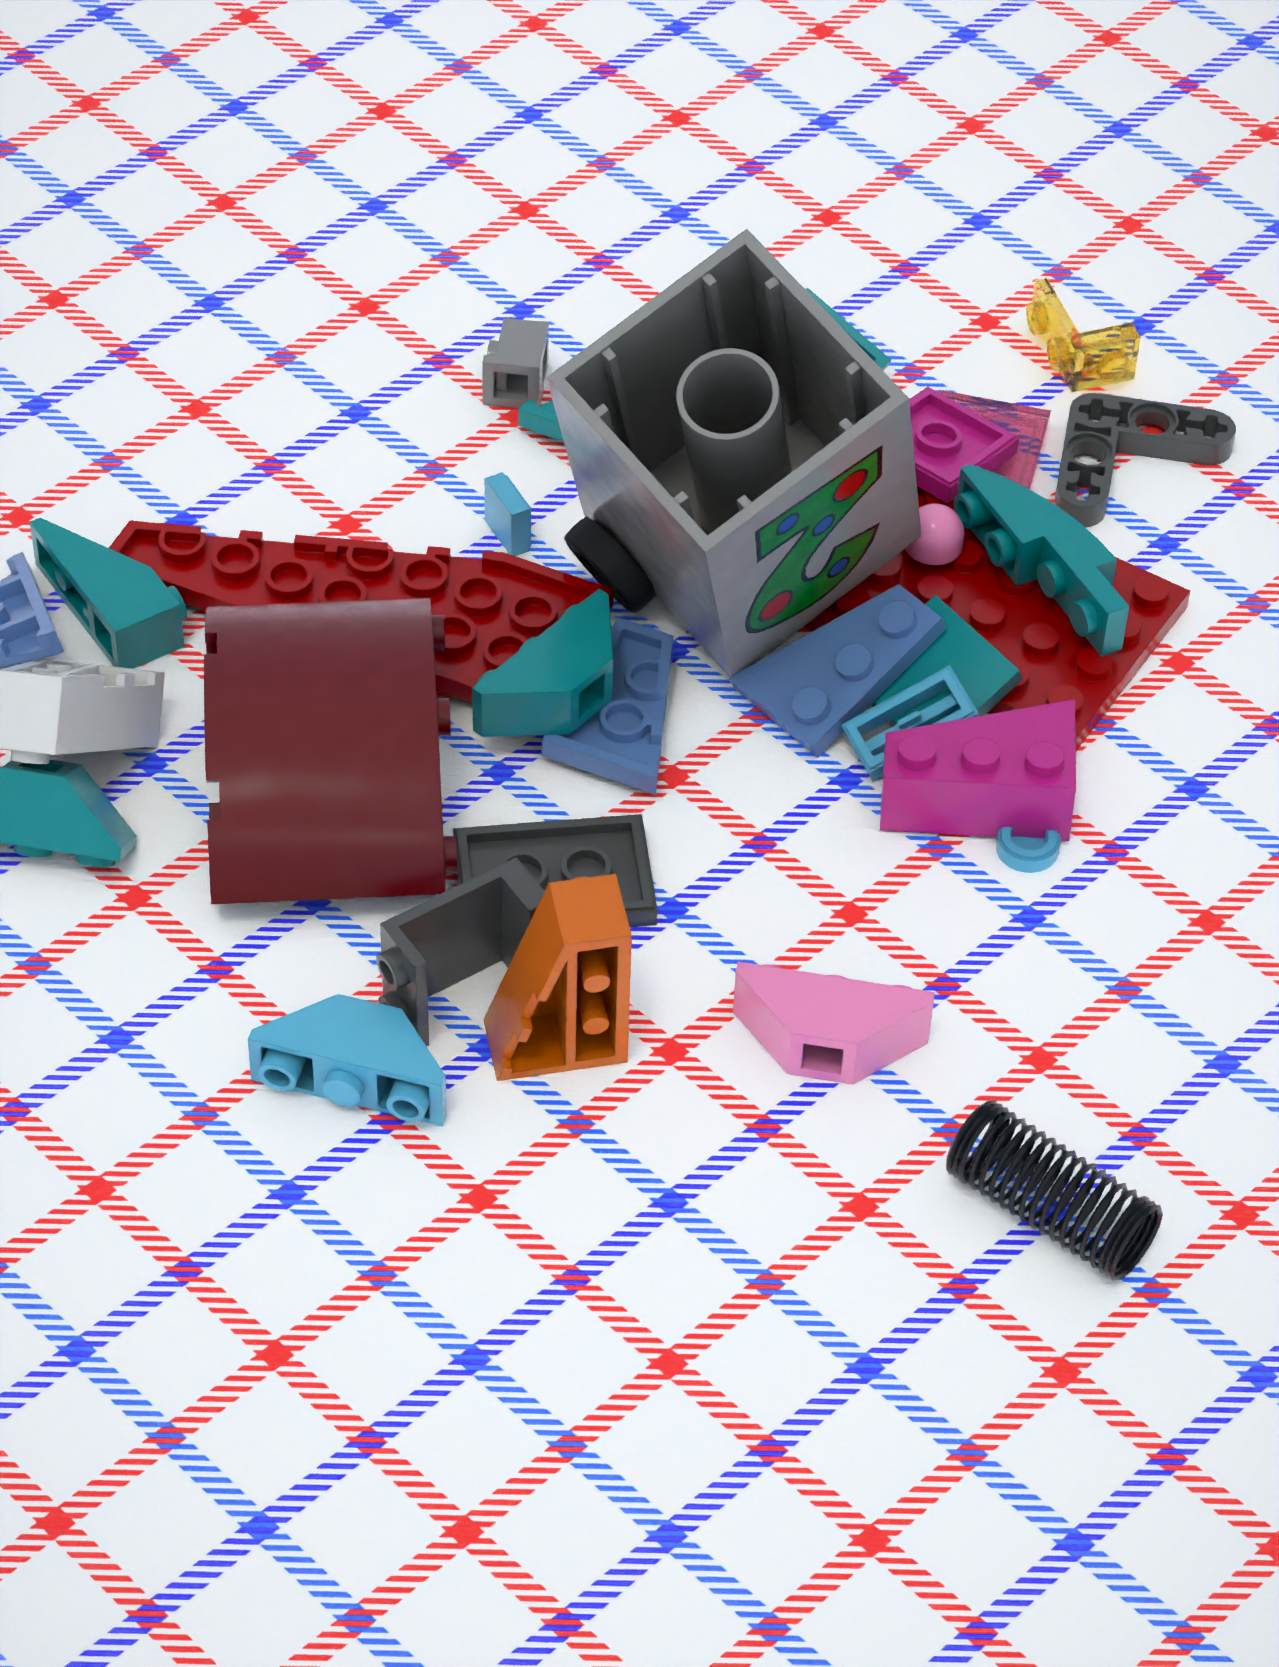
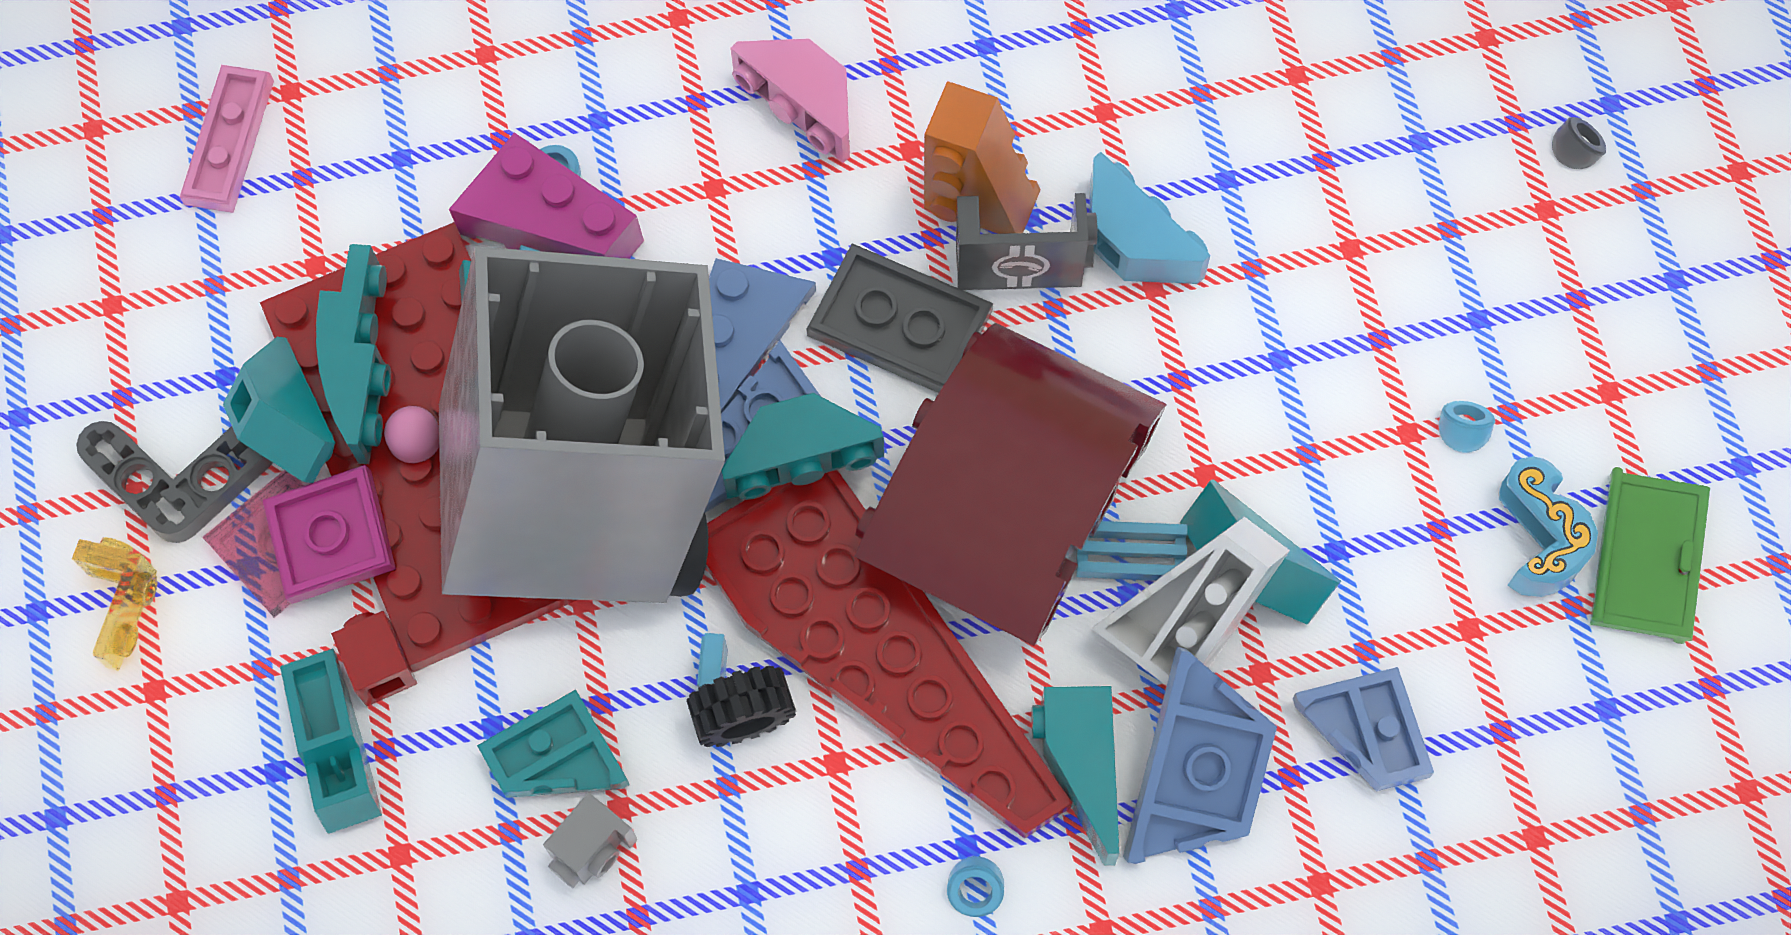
camera: 145 degrees left, 20 degrees up
(156, 494) = (975, 867): none -> medium azure piece
(164, 780) = (1132, 531): none -> medium azure tile
(449, 479) = (741, 706): none -> black tyre
(715, 789) = (748, 316): none -> medium blue wing
(1074, 480) = (277, 412): none -> teal slope

